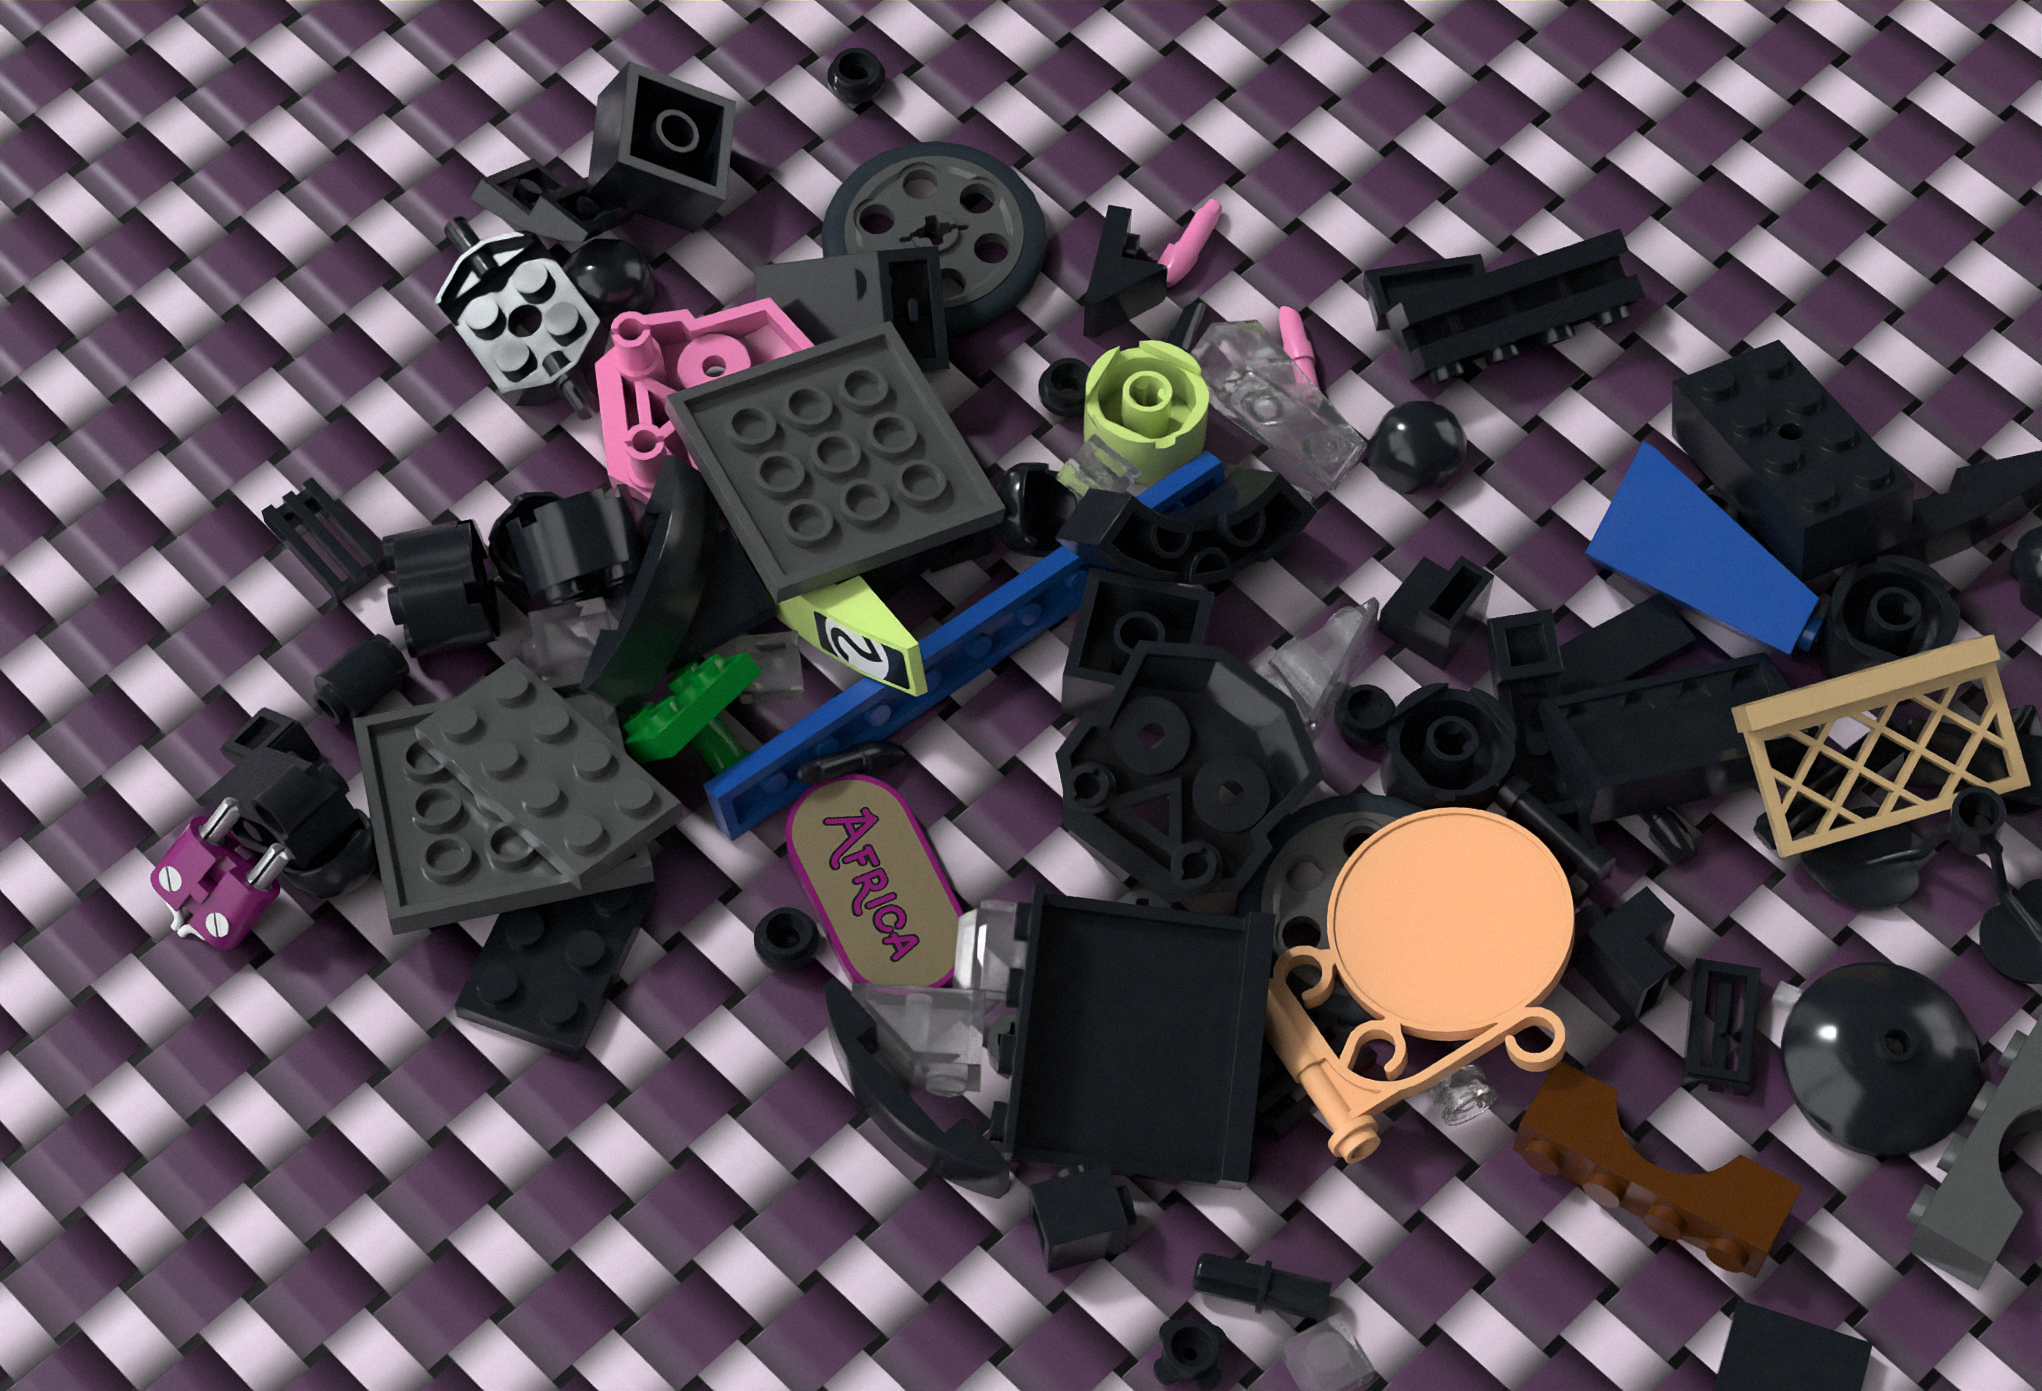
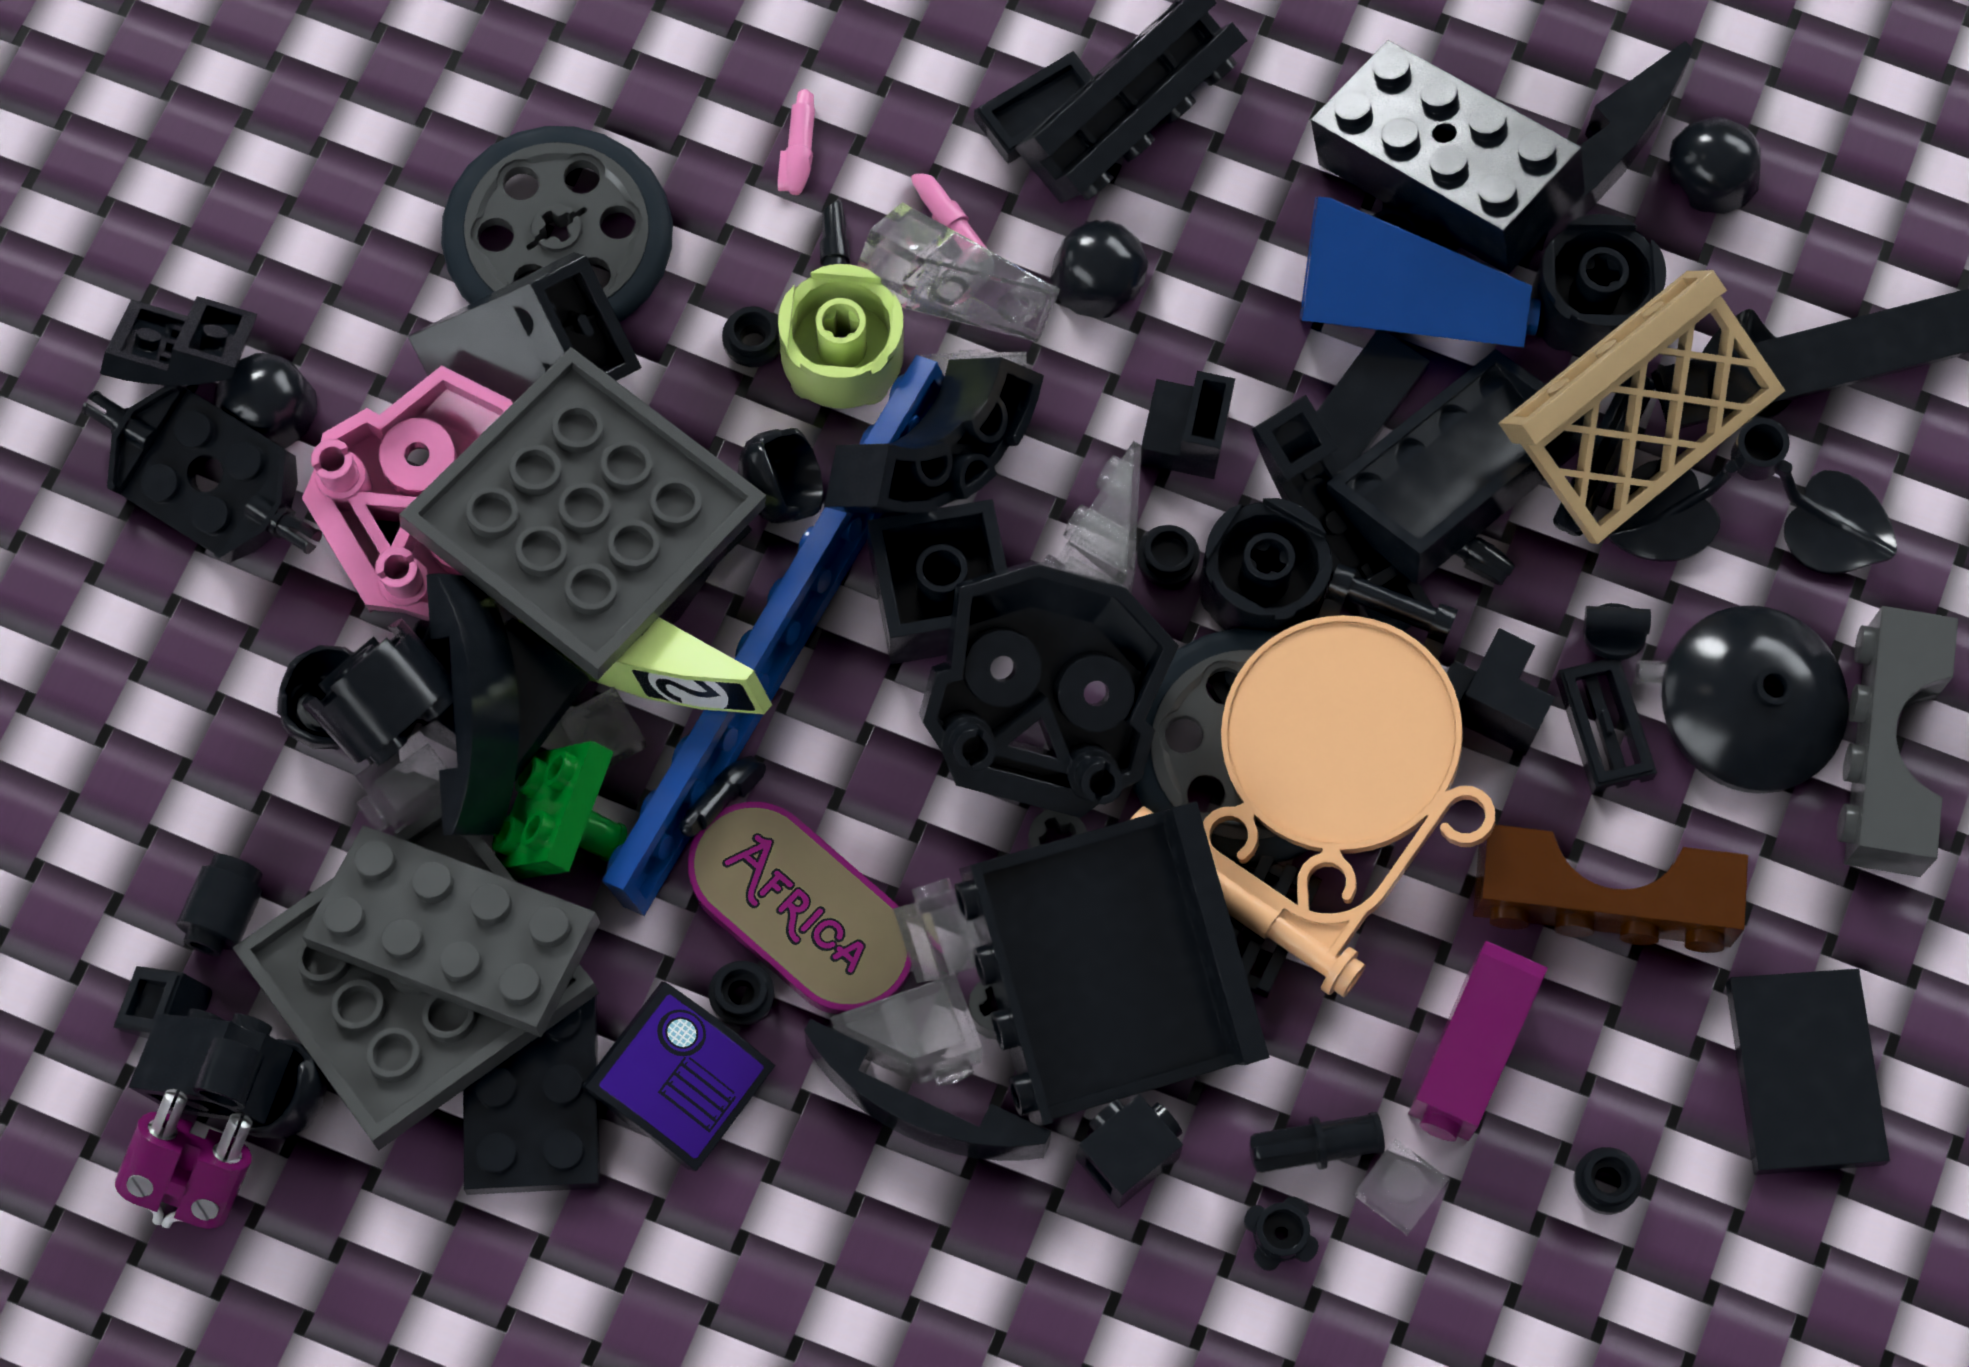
camera: 25 degrees left, 10 degrees up
(297, 507) = (68, 749): black tile -> none
(442, 588) = (261, 784): black brick -> none
(661, 147) = (258, 245): black brick -> none
(694, 985) = (678, 1076): none -> slope
(856, 64) = (400, 78): black plate -> none
(1097, 467) = (826, 417): clear plate -> none
(1119, 282) = (753, 212): black slope -> none
(1456, 1250) = (1476, 1042): none -> magenta slope
(1463, 1095) = (1415, 887): clear bush -> none
(1768, 942) = (1616, 630): none -> black plate

